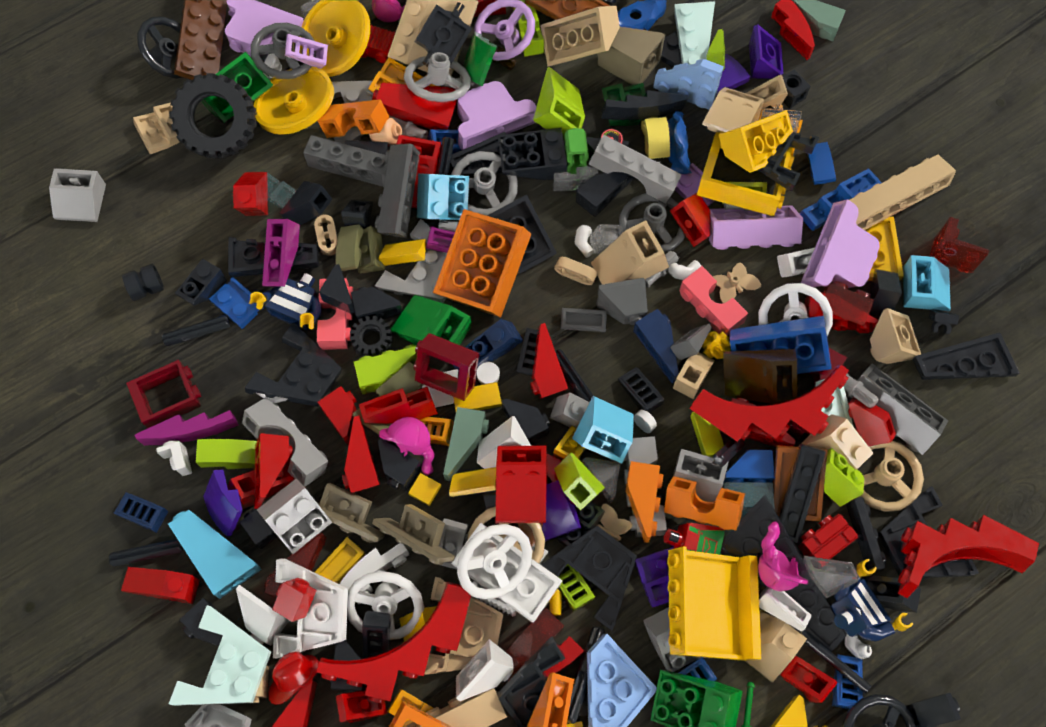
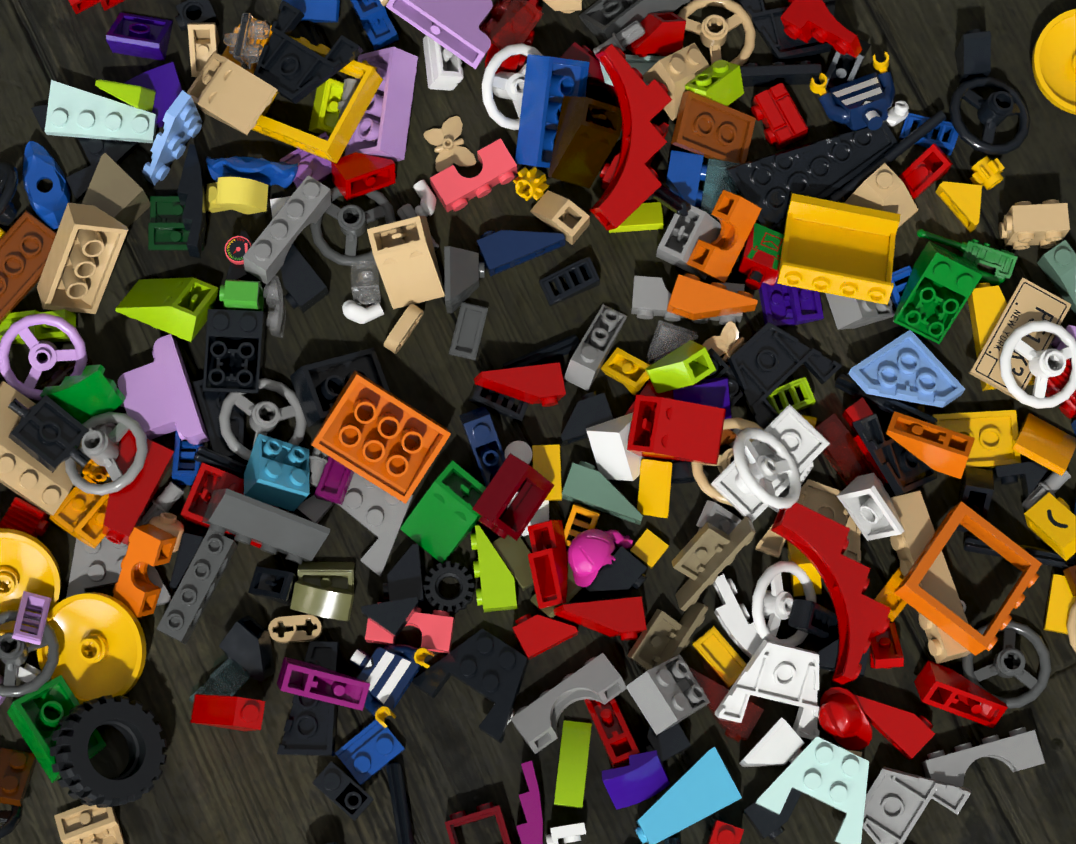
camera: 80 degrees left, 10 degrees up
(270, 458) = (597, 718): red slope -> none
(294, 599) = (767, 699): brick -> none
(403, 252) = (339, 542): yellow slope -> none
(605, 429) = (622, 327): medium azure slope -> none
(645, 421) = (609, 283): white tile -> none
(691, 342) = (534, 212): dark grey slope -> none
(756, 141) = (288, 79): yellow wedge -> none
(774, 566) = (807, 177): dark pink piece -> none
(784, 607) = (841, 184): white slope -> none
(801, 489) = (723, 129): black tile -> none
(830, 574) = (821, 121): clear slope -> none

